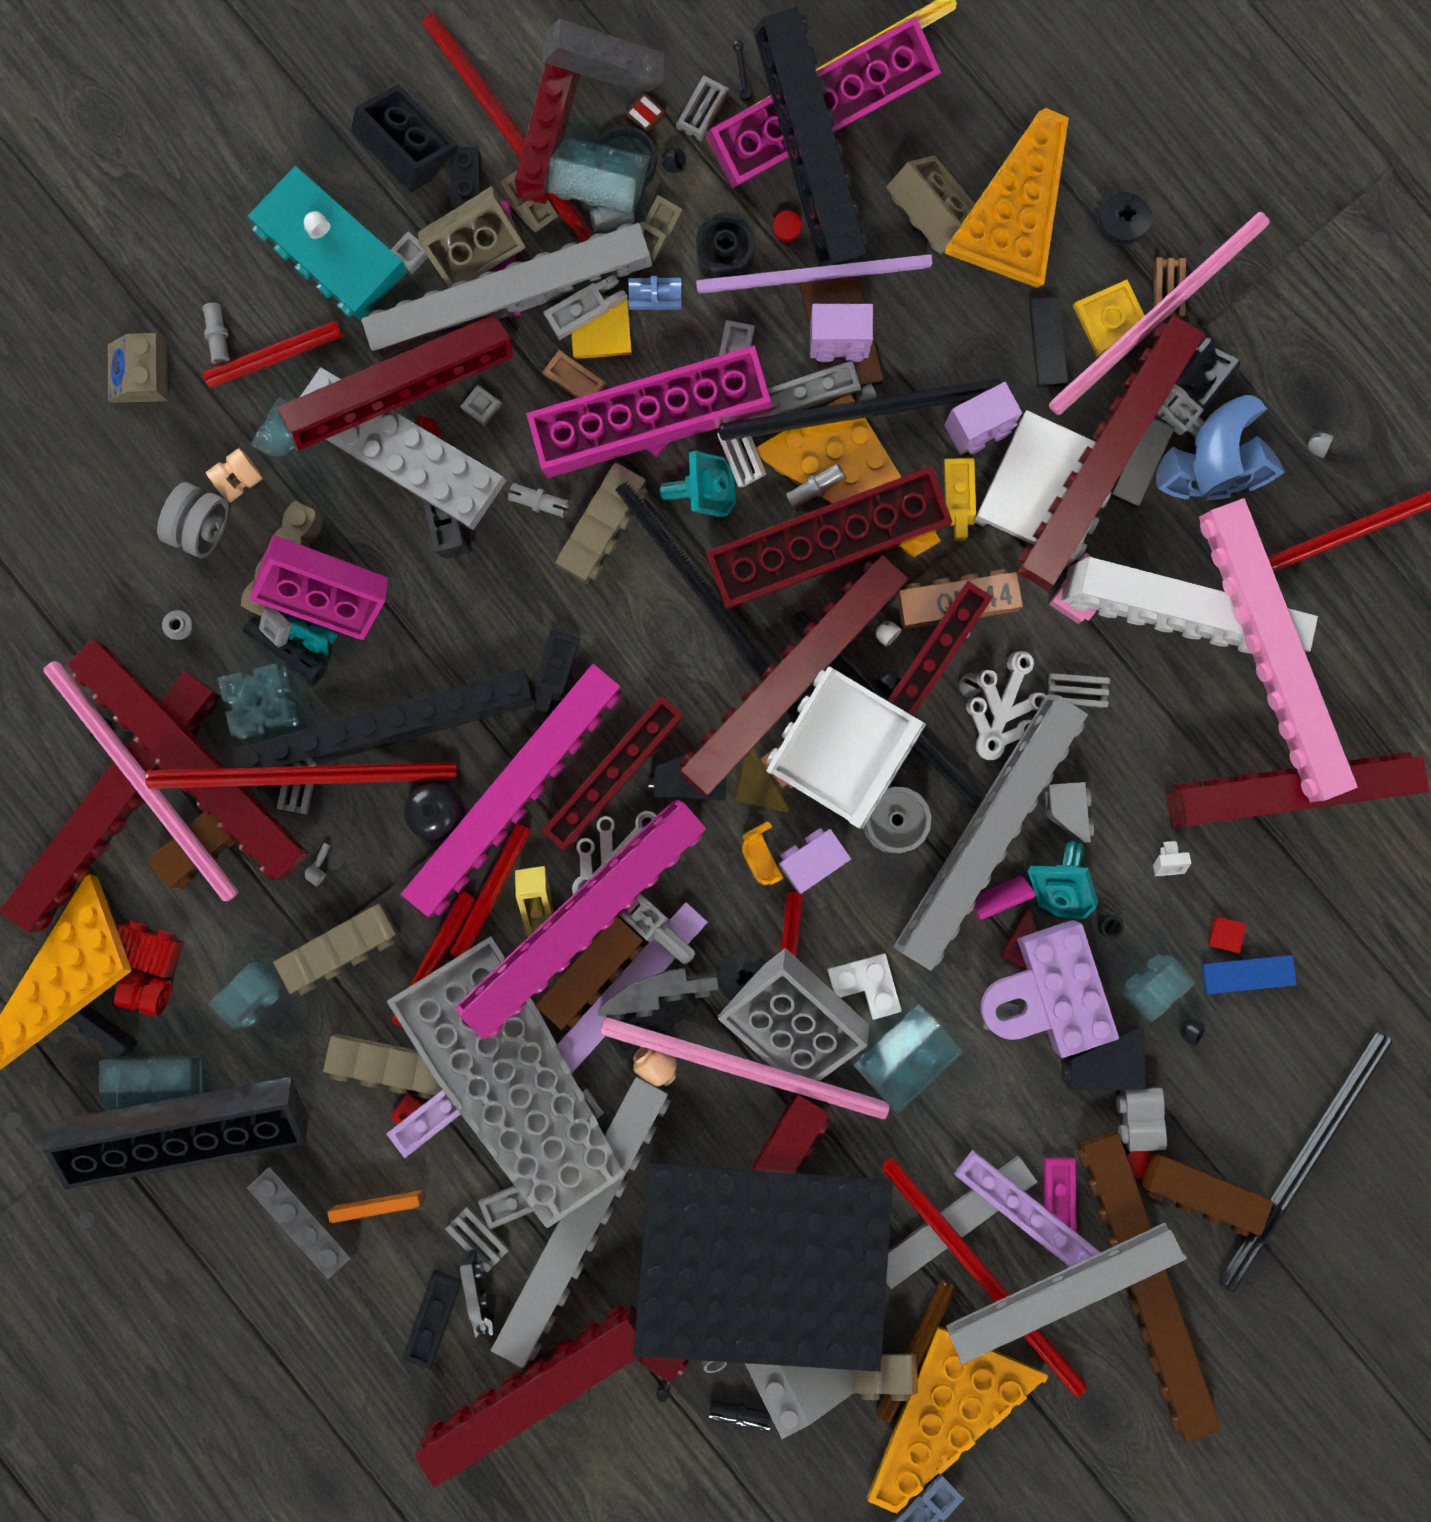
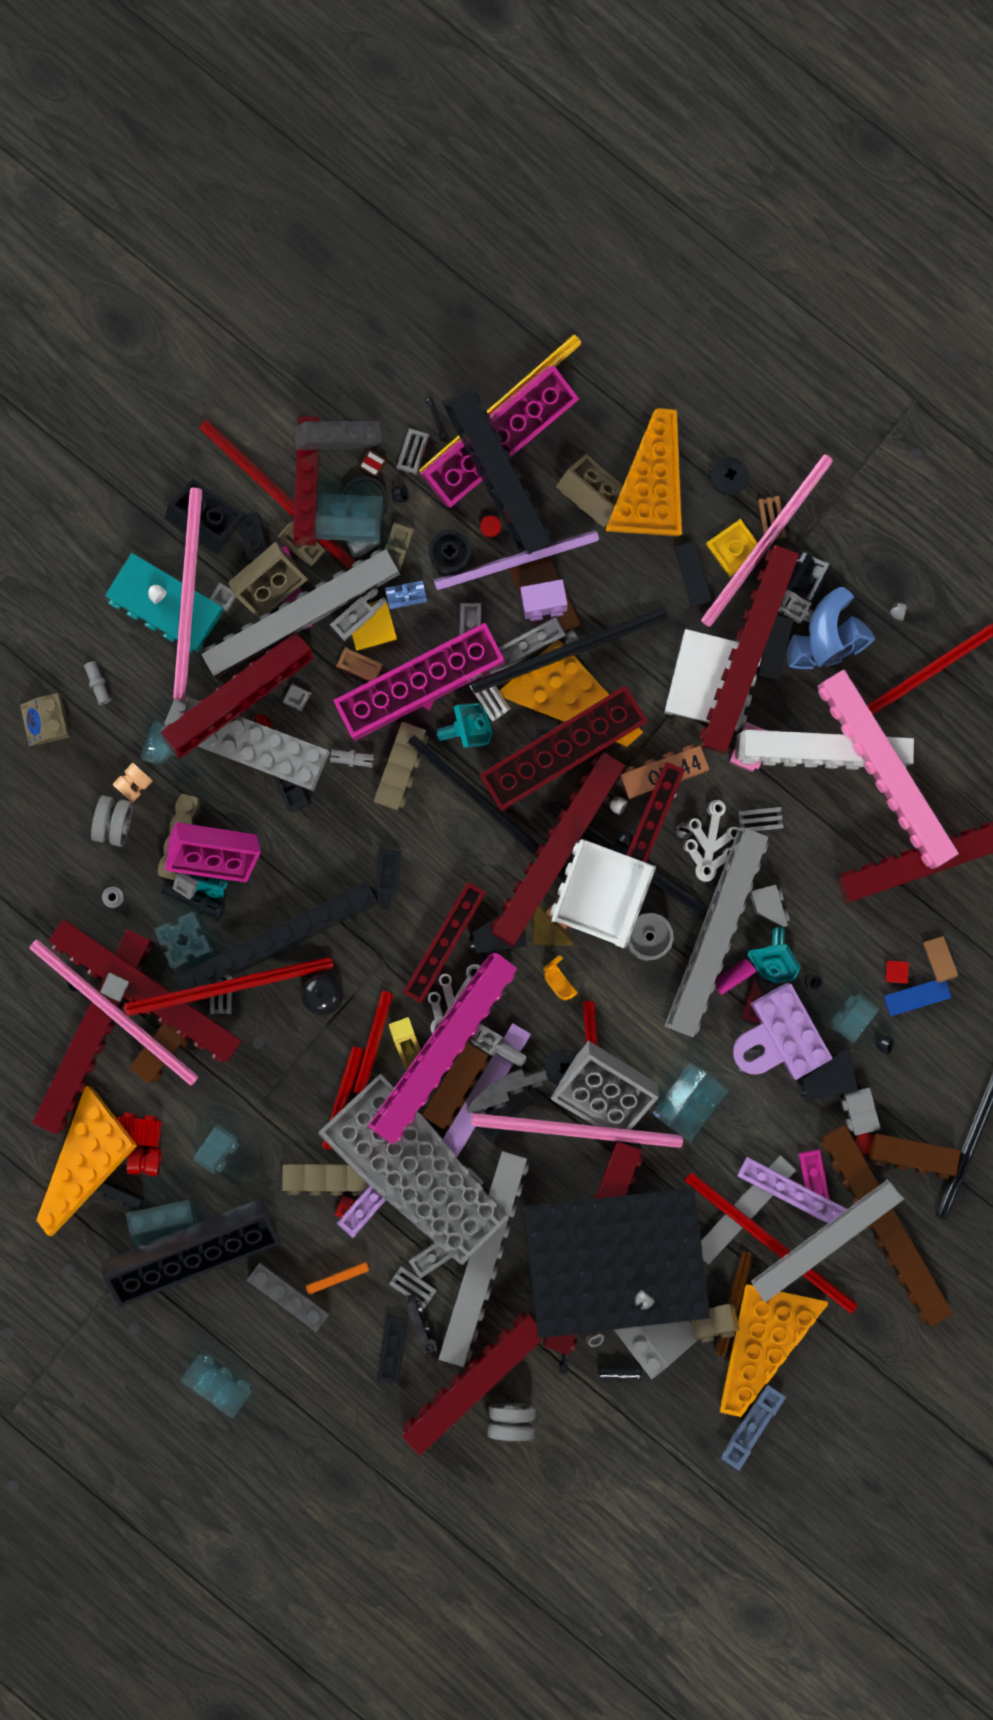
camera: 15 degrees left, 0 degrees up
(142, 745) = (114, 987): none -> light grey tile
(175, 1325) = (216, 1385): none -> clear light blue slope
(272, 354) = (135, 692): red axle -> none
(313, 873) = (246, 1054): light grey hand -> none
(337, 948) = (273, 1103): dark tan brick -> none
(357, 231) = (187, 594): none -> bright pink axle
(512, 791) = (375, 968): dark pink brick -> none
(574, 1459) = (511, 1421): none -> light grey wheel
(655, 1067) = (513, 1141): light nougat head -> none
(794, 1329) = (645, 1299): none -> light grey hinge
(814, 860) = (596, 976): lavender brick -> none
(816, 486) = (547, 711): light grey pin -> none
(873, 978) = (653, 1050): white plate -> none
(960, 494) = (650, 697): yellow hinge -> none
(983, 419) = (656, 641): lavender brick -> none
(1170, 861) = (847, 928): white tile -> none
(1291, 929) = (940, 959): none -> medium nougat tile

